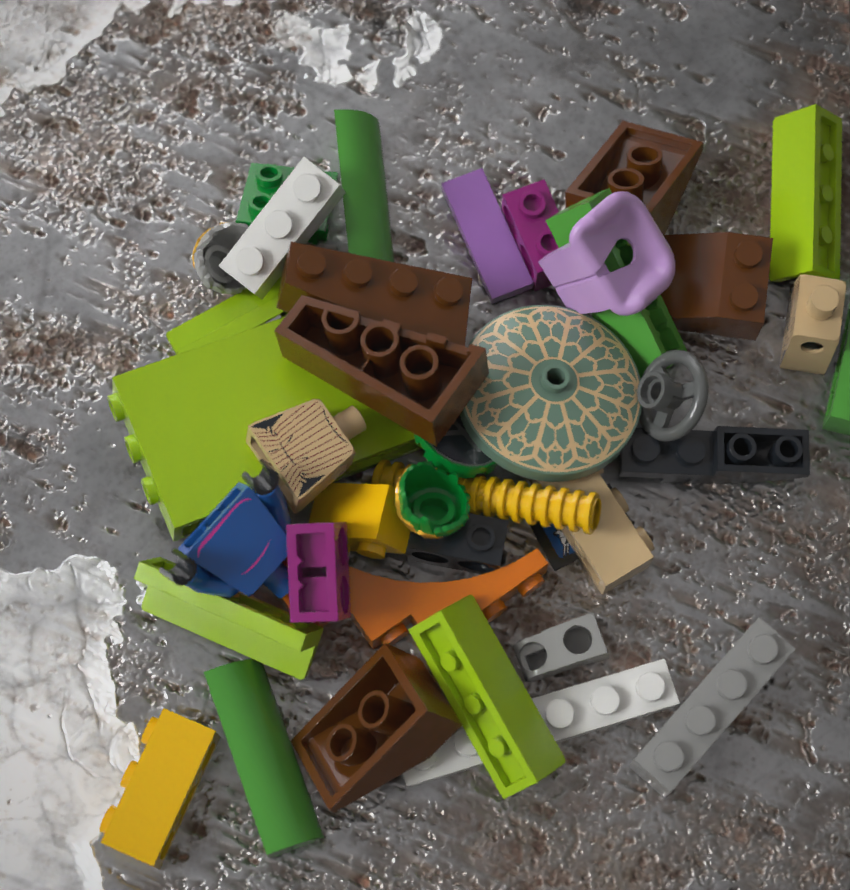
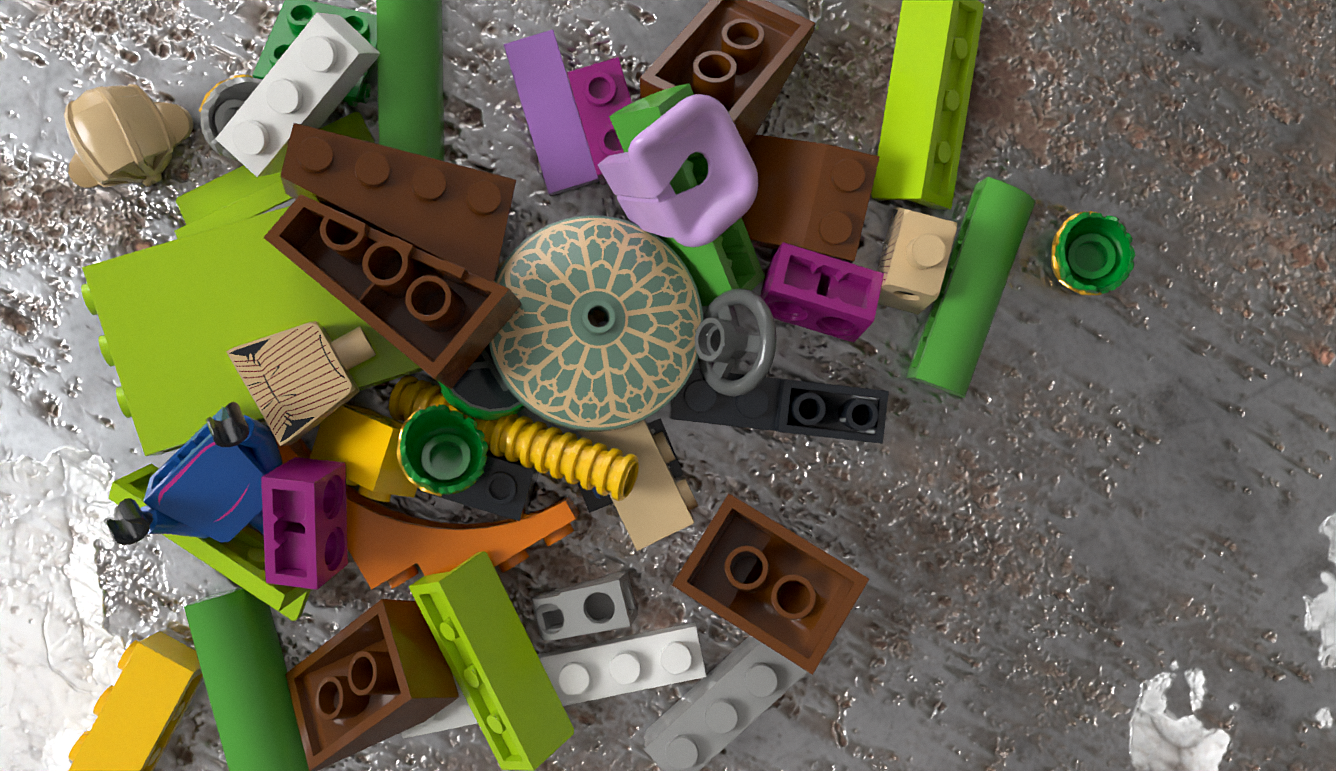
camera: 10 degrees right, 15 degrees up
(122, 283) = (122, 136): none -> tan piece
(725, 597) = (770, 583): none -> reddish brown slope
(740, 355) = (821, 292): none -> magenta brick

